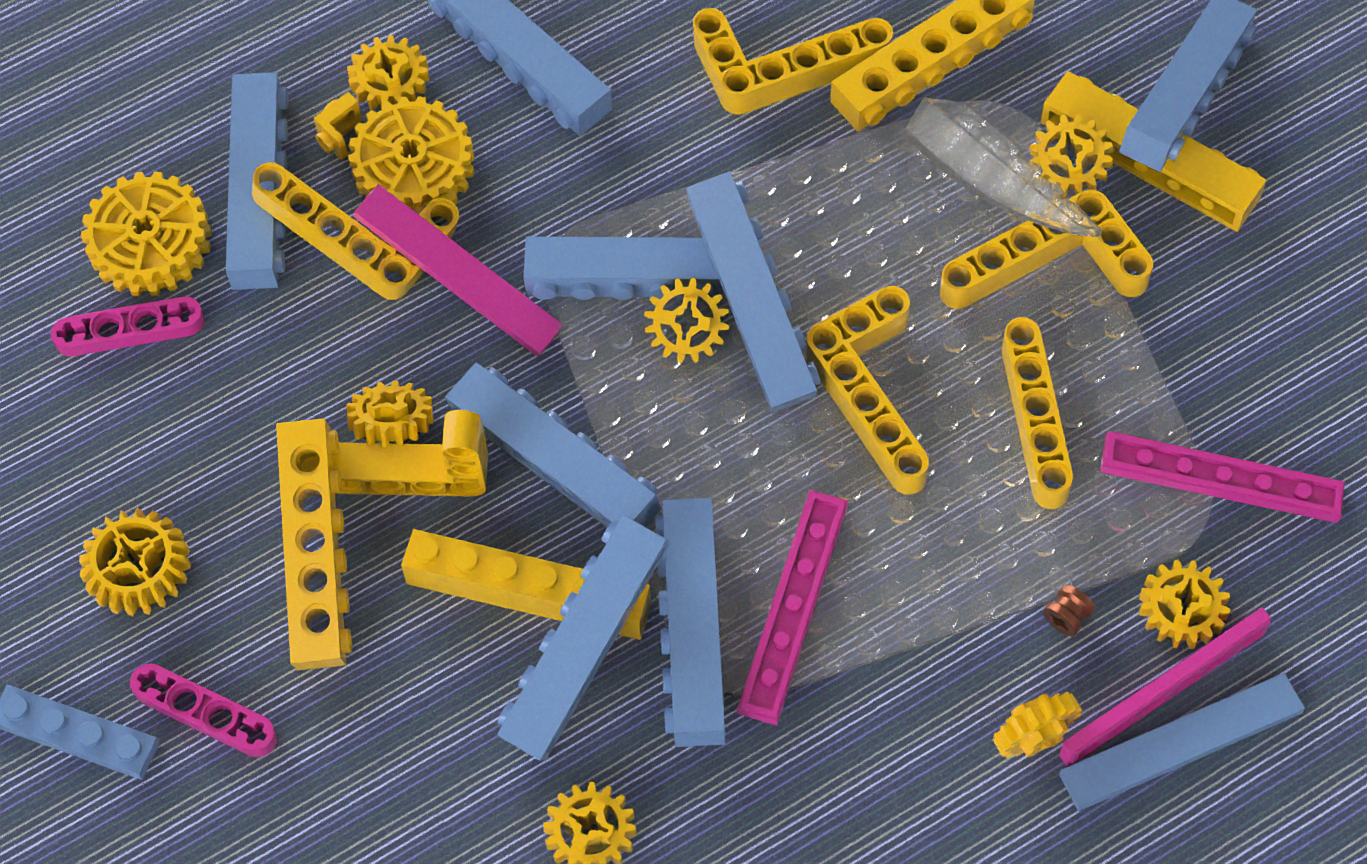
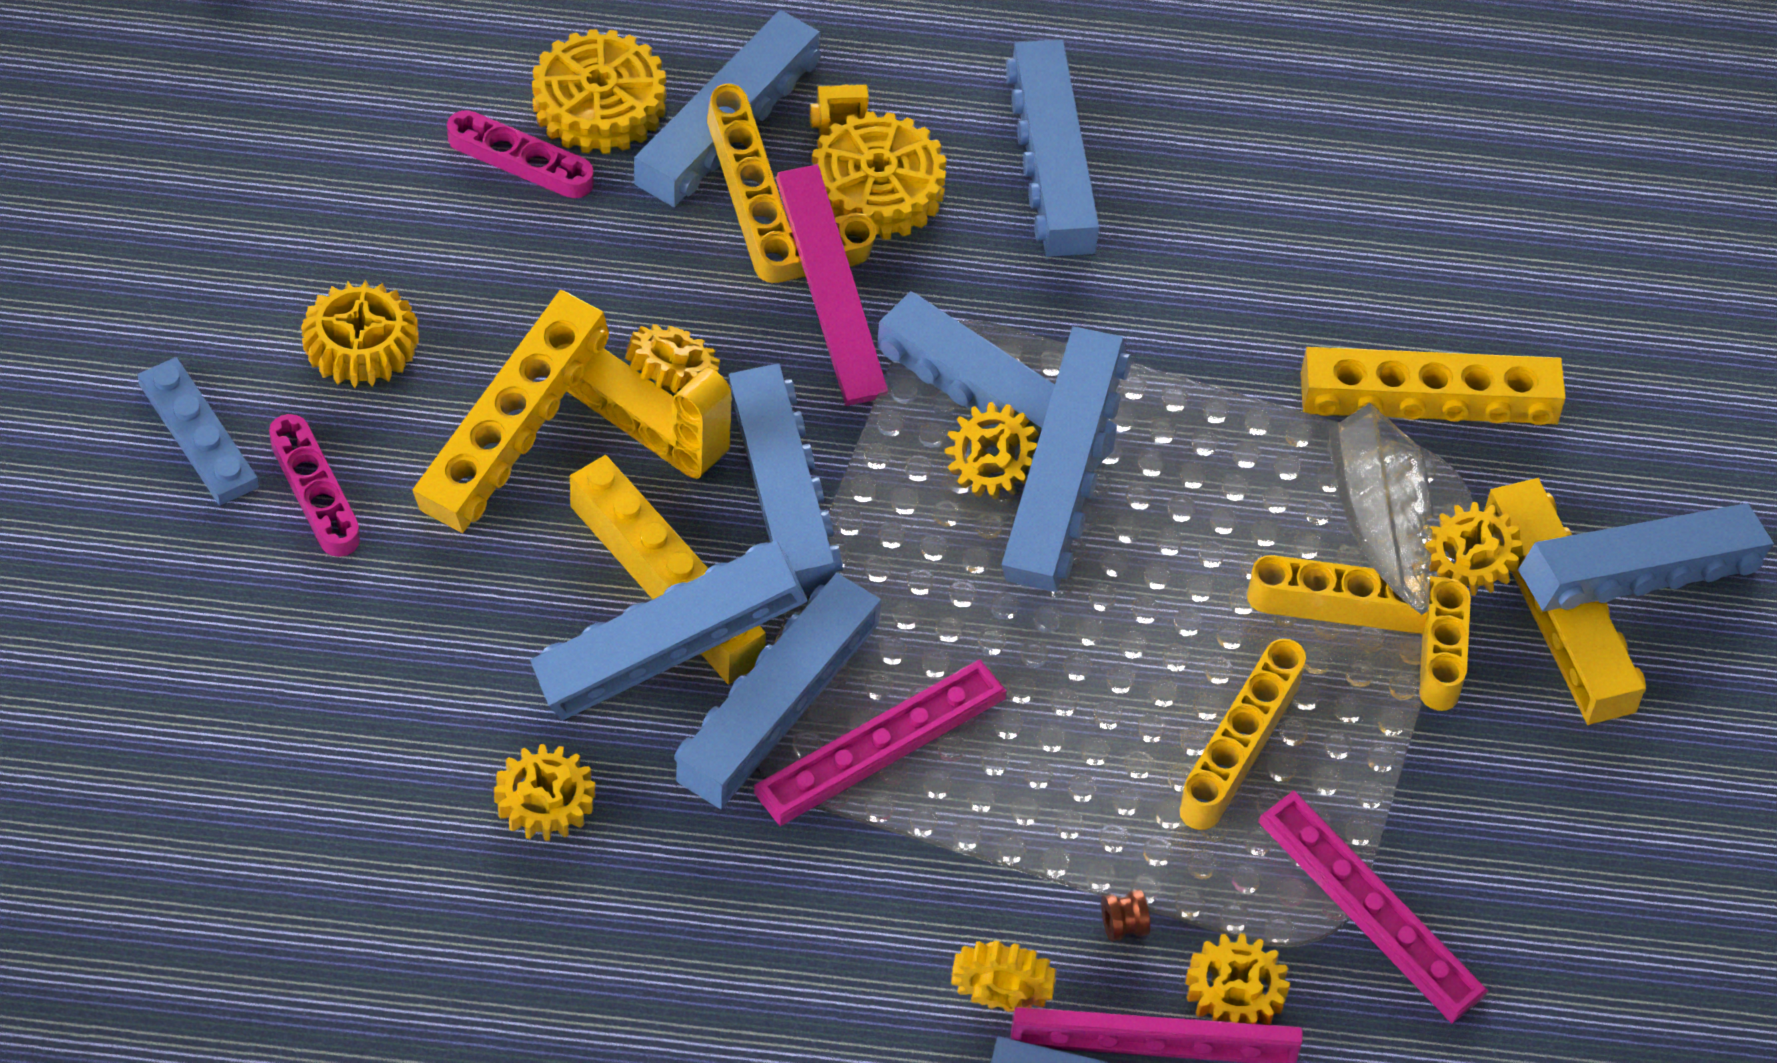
camera: 30 degrees right, 10 degrees down
(404, 63) = (920, 94): yellow gear -> none
(783, 64) = (1276, 317): yellow beam -> none
(863, 388) = (1117, 565): yellow beam -> none

